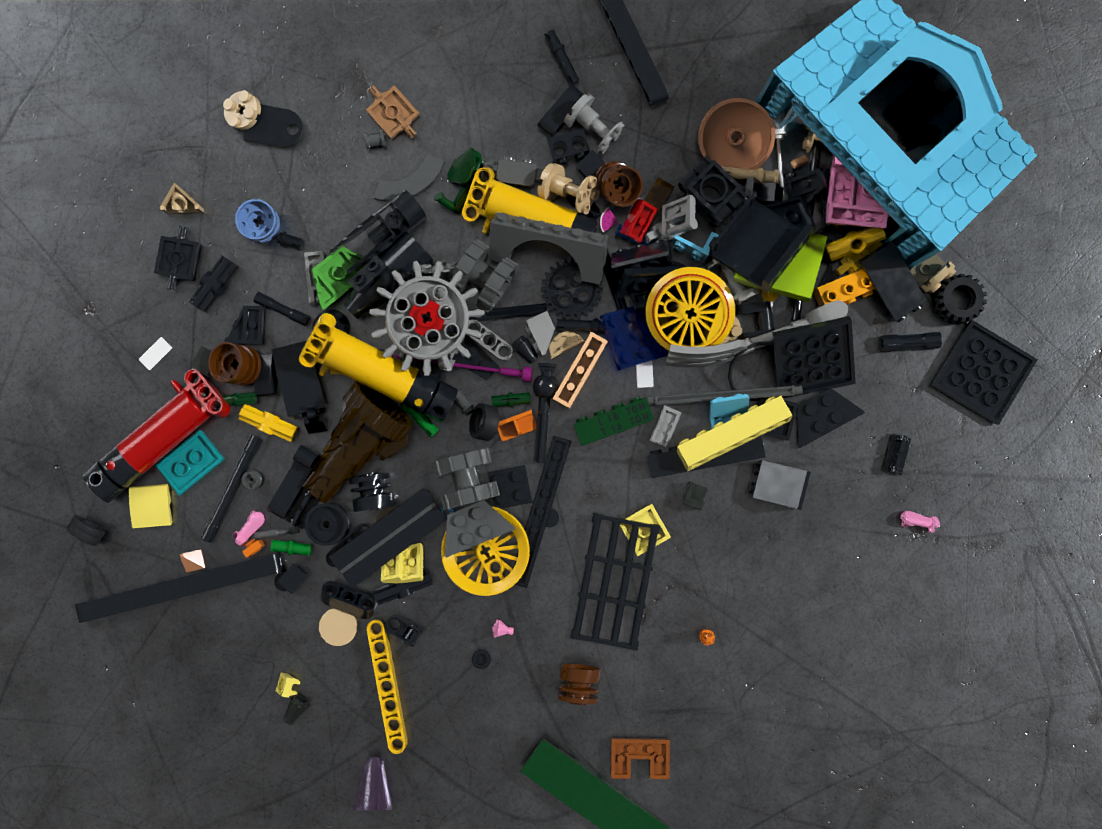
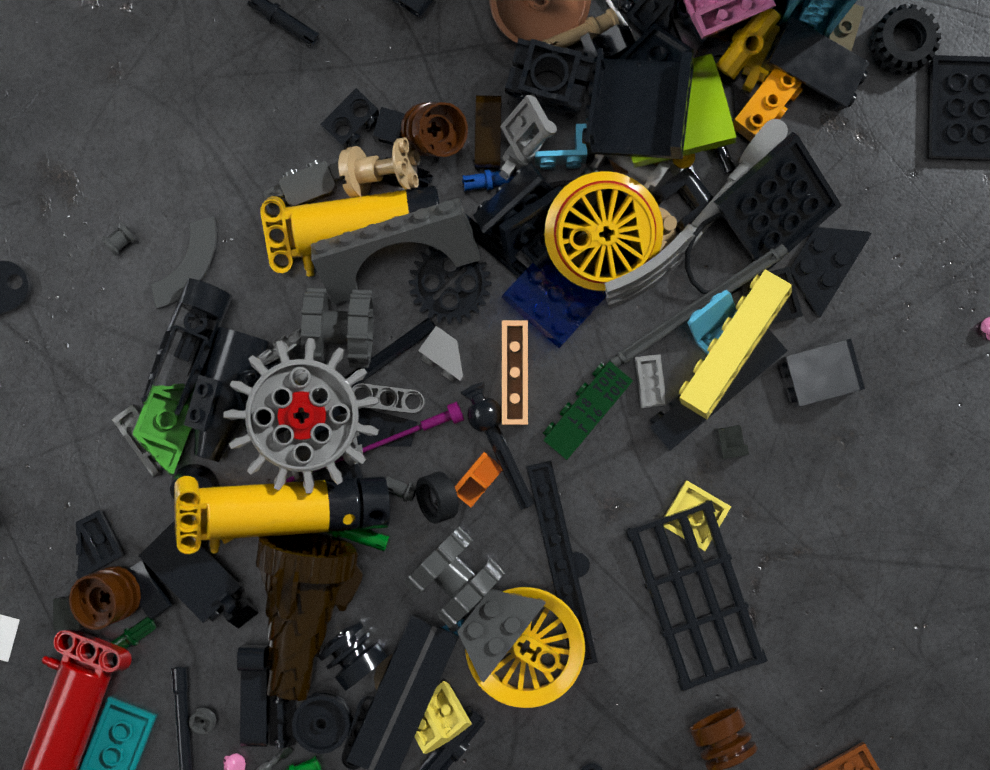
camera: 30 degrees left, 0 degrees up
(212, 283) = (23, 517): black piece -> none
(251, 212) = (22, 406): medium blue wheel -> none
(268, 423) = (184, 643): yellow piece -> none
(289, 240) = (86, 415): black pin -> none
(292, 314) = (106, 501): black piece -> none
(392, 112) = (121, 195): medium nougat plate -> none
(461, 172) = (243, 219): dark green piece -> none
(500, 629) = (593, 727): bright pink rock -> none
(512, 486) = (512, 553): black plate -> none
(524, 349) = (435, 384): black cone -> none
(524, 399) = (467, 441): dark green pin -> none
(554, 118) = (319, 81): black beam -> none
(564, 342) = (476, 351): tan tile -> none
(580, 325) = (499, 312): black pin -> none
(589, 119) = (356, 73): light grey piece -> none
(607, 220) = (445, 179): dark pink tile -> none
(638, 220) = (482, 159): red slope -> none
(645, 375) = (592, 334): white sticker -> none
(707, 637) = (839, 599): orange axle -> none
(897, 454) = (935, 260): black hinge -> none
(913, 341) = (876, 121): black axle -> none
(943, 273) = (865, 36): tan plate -> none

